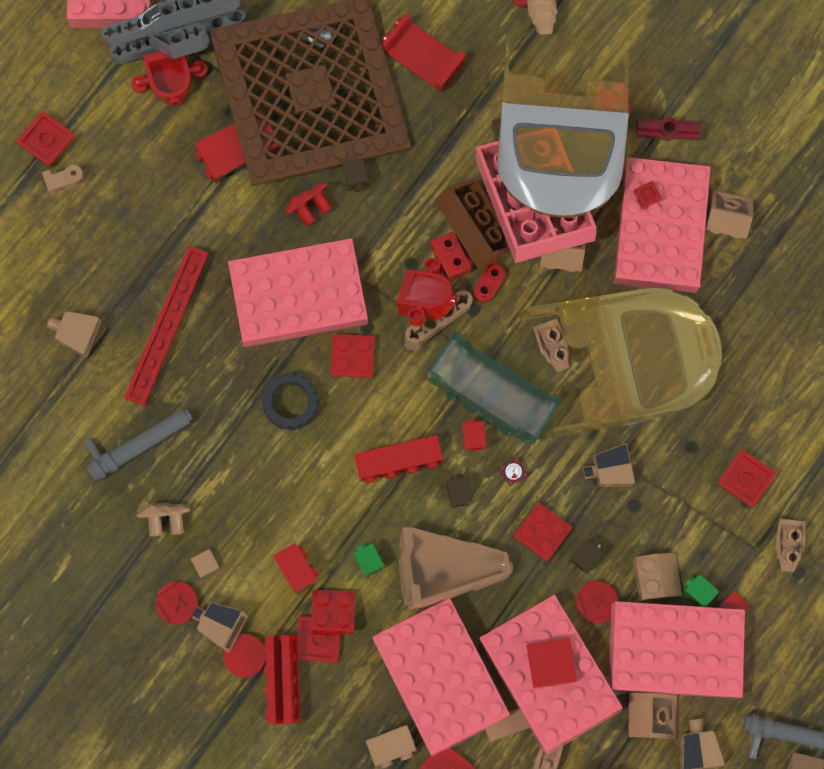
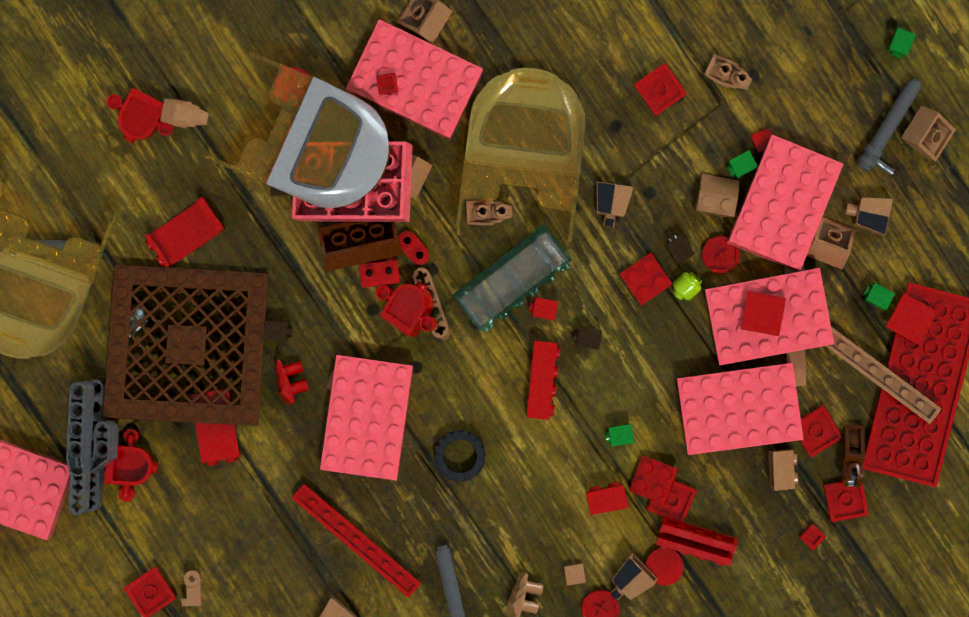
camera: 65 degrees left, 10 degrees up
(352, 356) = (437, 388): red plate -> none
(445, 567) = (650, 373): medium nougat cone -> none
(513, 472) = (586, 285): tile -> none
(550, 577) = (687, 286): none -> lime head
(681, 129) = (334, 30): dark red piece -> none

